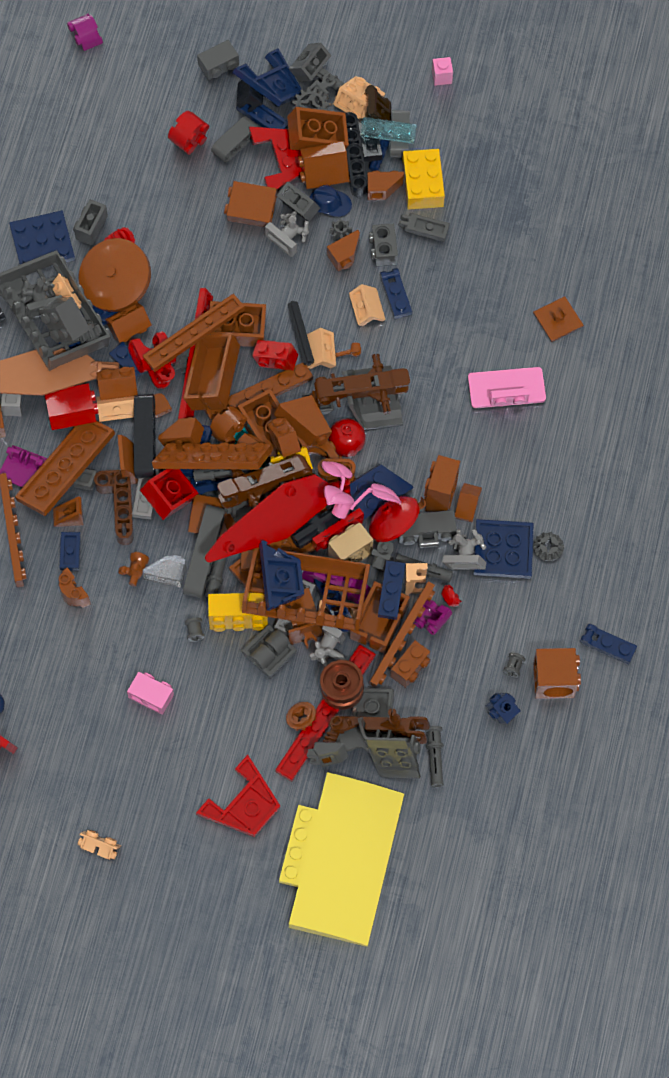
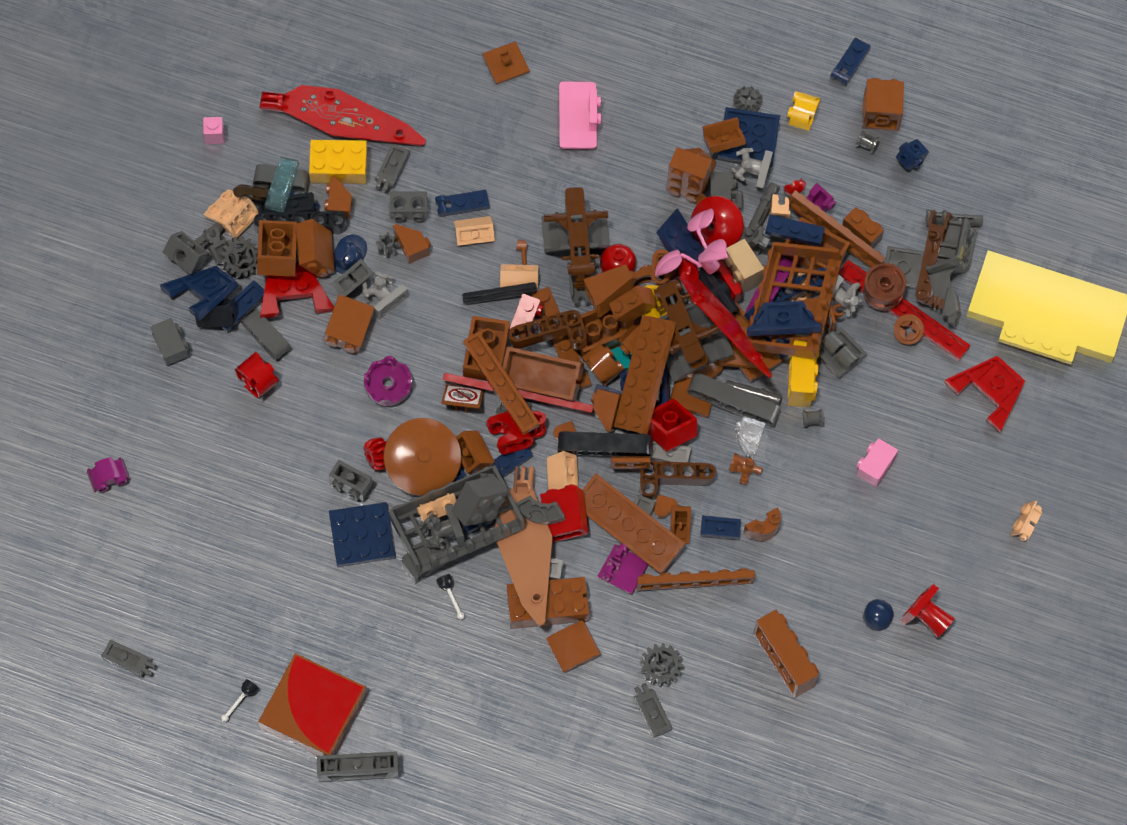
camera: 85 degrees left, 0 degrees up
(66, 382) = (540, 512): none -> dark grey tile
(90, 500) = (663, 506): none -> dark orange tile
(117, 383) = (542, 467): dark orange brick -> none
(182, 306) = (462, 396): none -> piece
(193, 234) = (383, 370): none -> magenta plate
(253, 366) = (548, 333): none -> reddish brown beam
(476, 178) = (340, 115): none -> red wing
(495, 519) = (723, 135): none -> dark orange bracket
(544, 600) = (803, 111): none -> yellow cylinder

